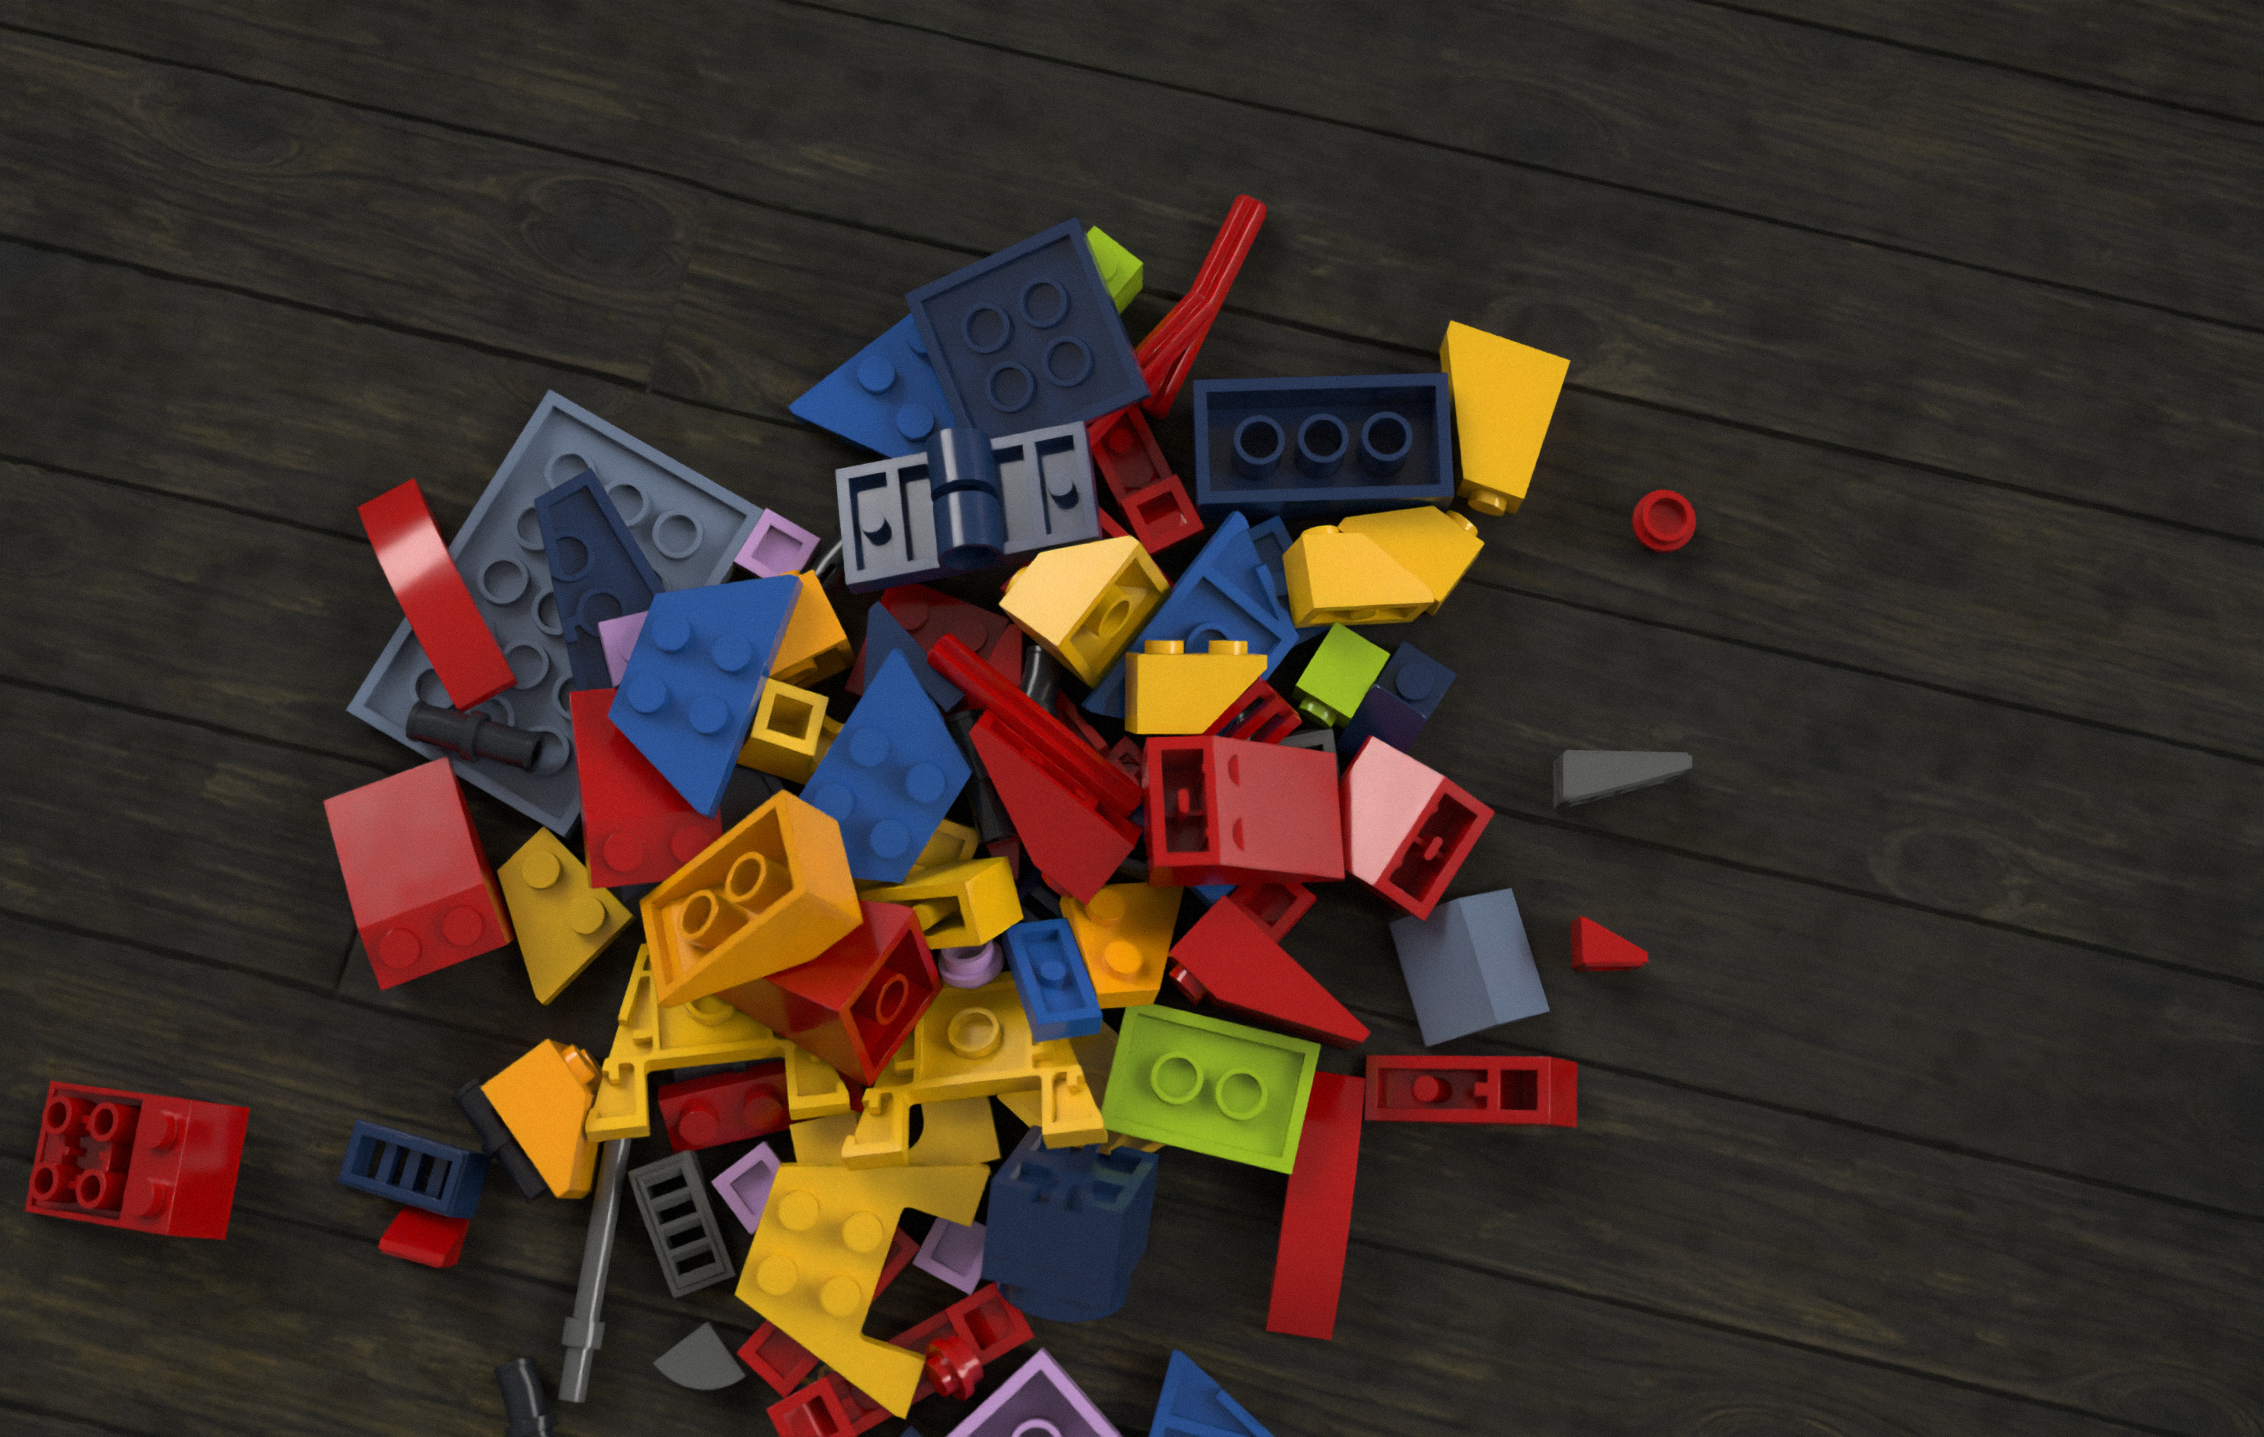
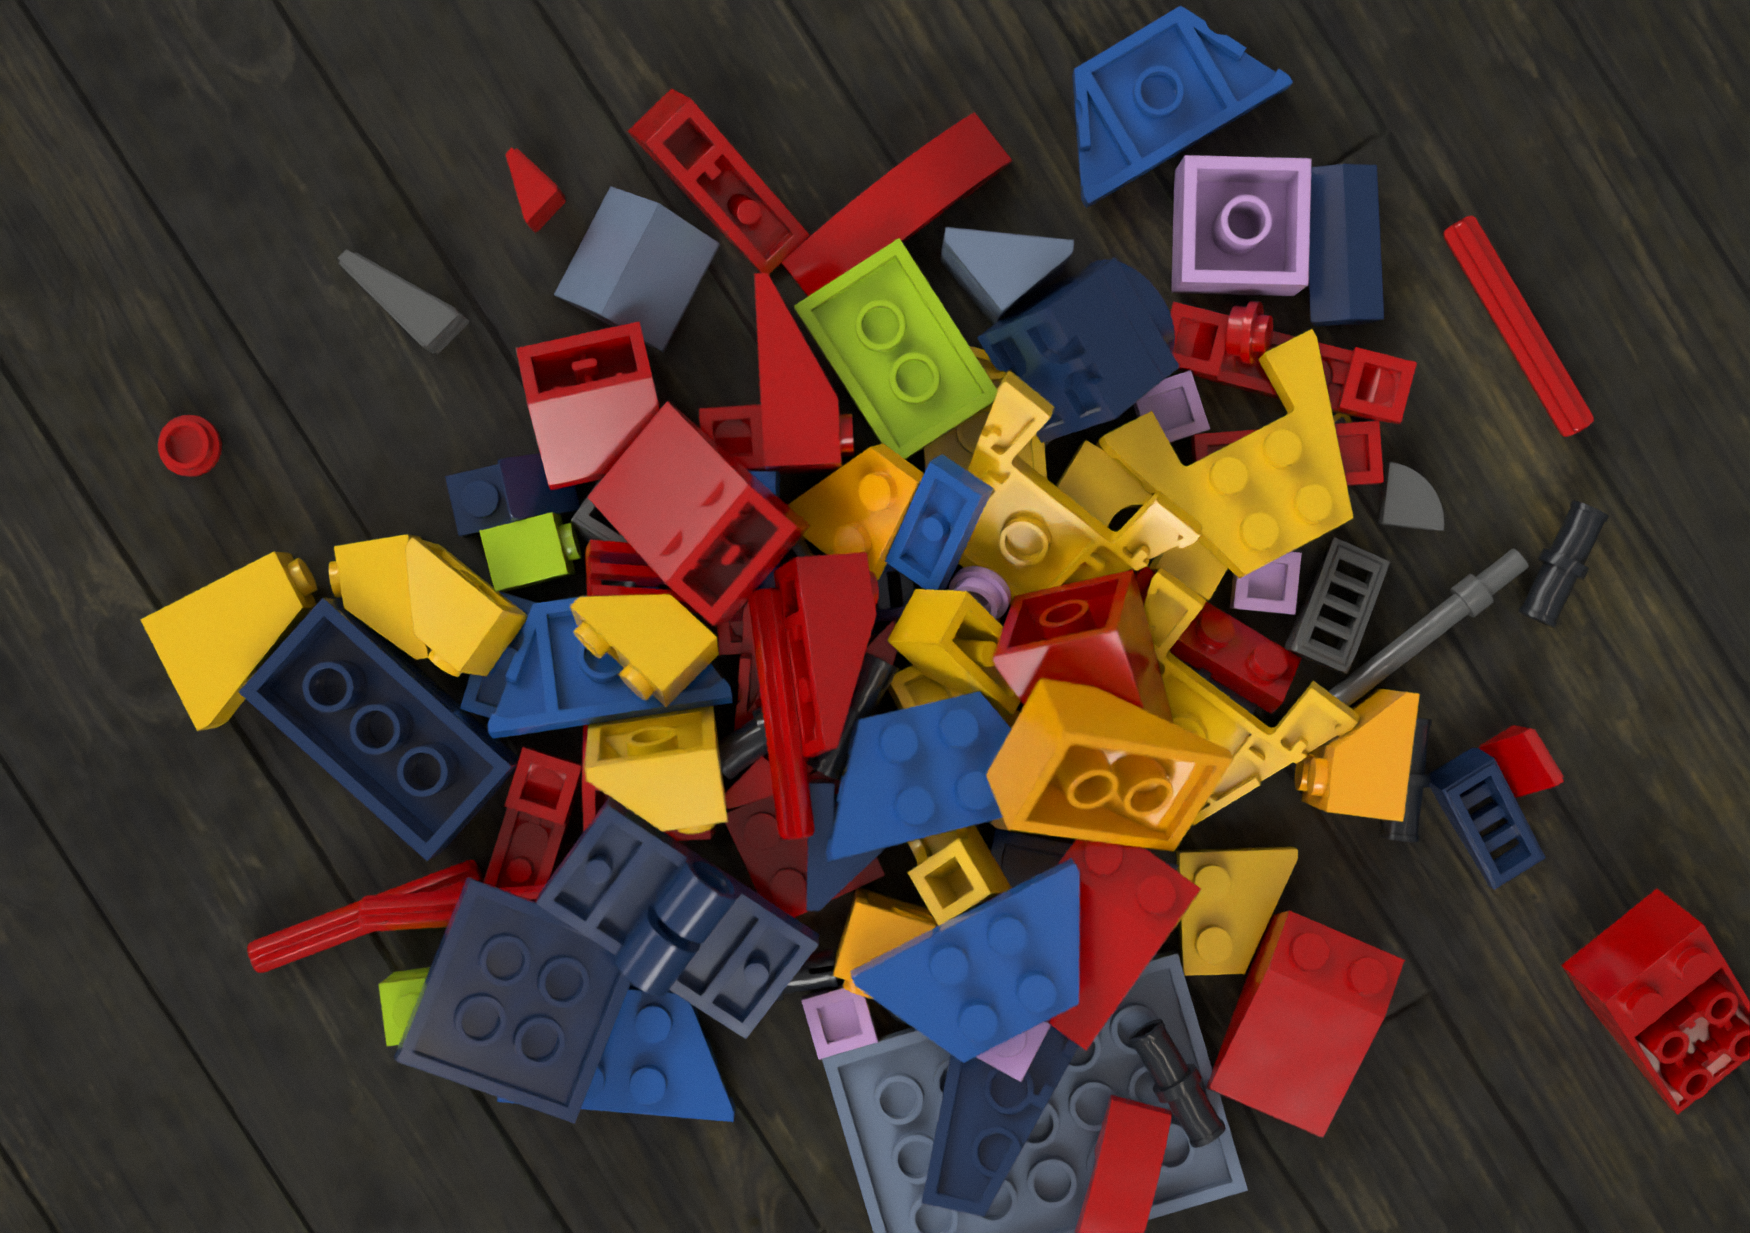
camera: 130 degrees left, 10 degrees up
(1188, 1226) = (1002, 268): none -> sand blue slope

